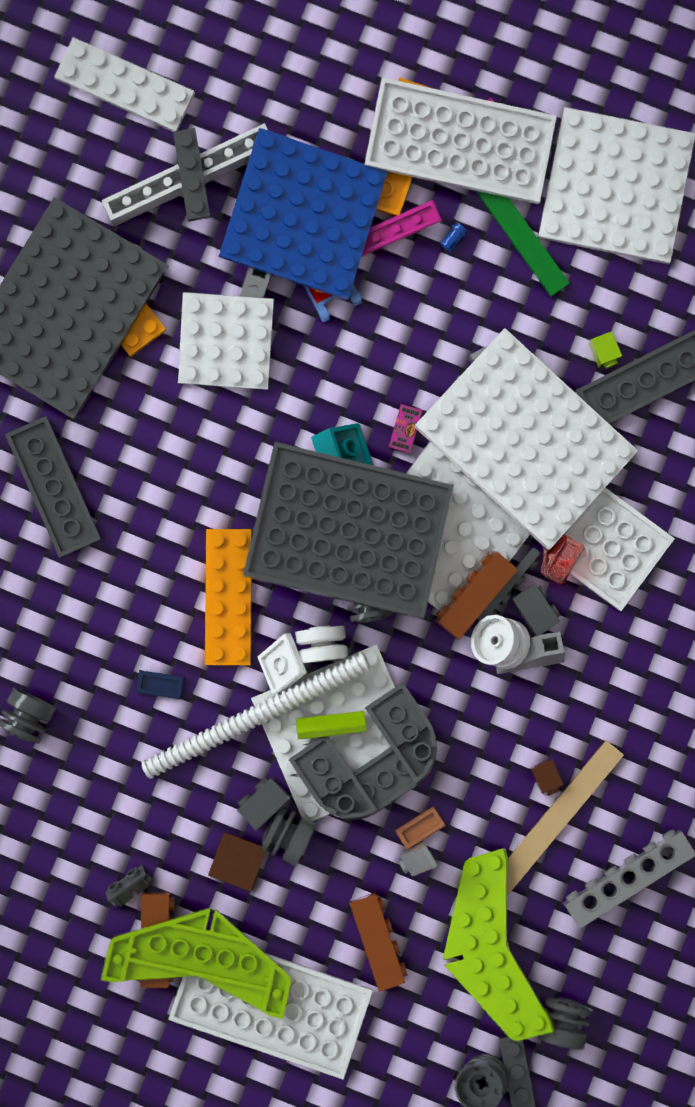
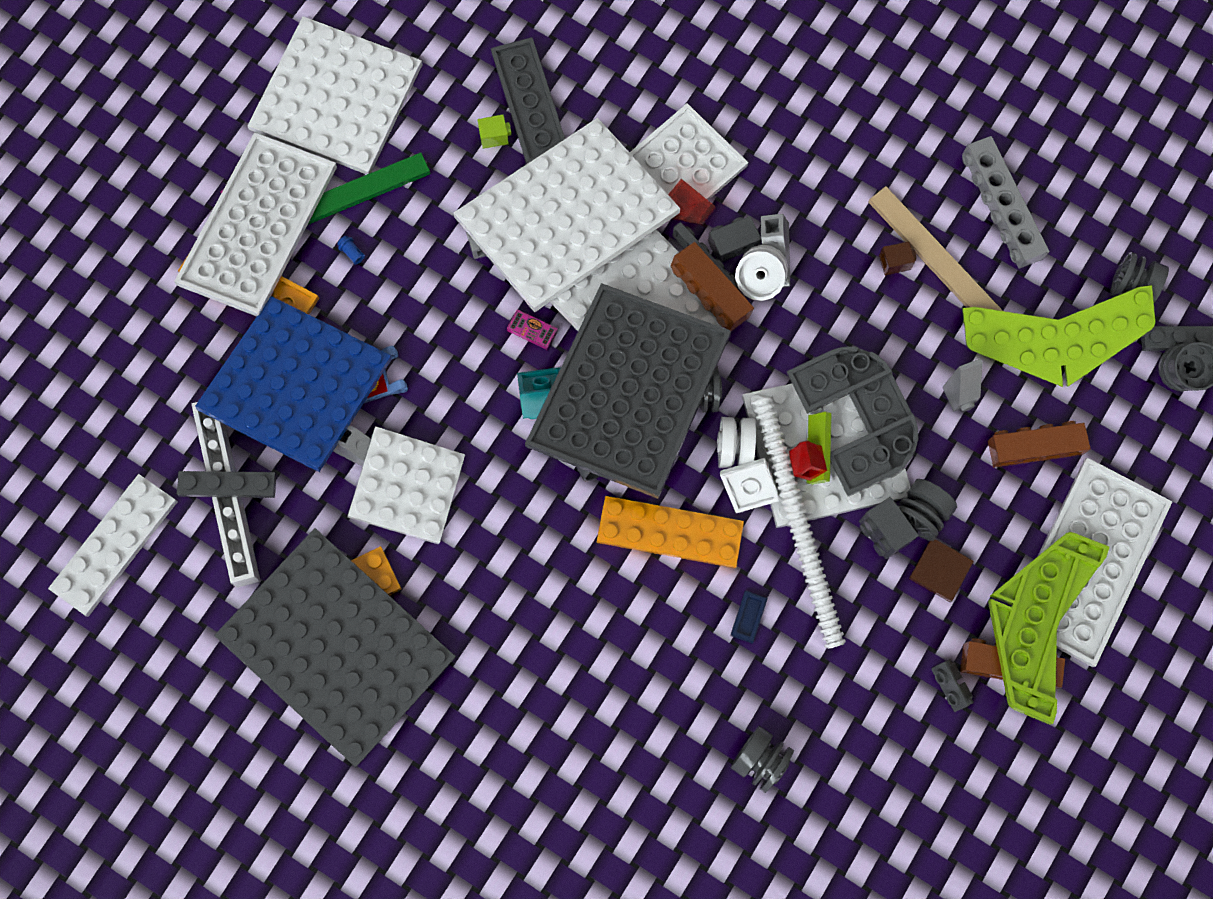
camera: 80 degrees left, 10 degrees down
(53, 487) = (522, 692): dark grey plate -> none
(314, 714) = (807, 460): none -> red brick
(401, 226) = (328, 291): dark pink tile -> none
(420, 828) = (930, 386): nougat tile -> none

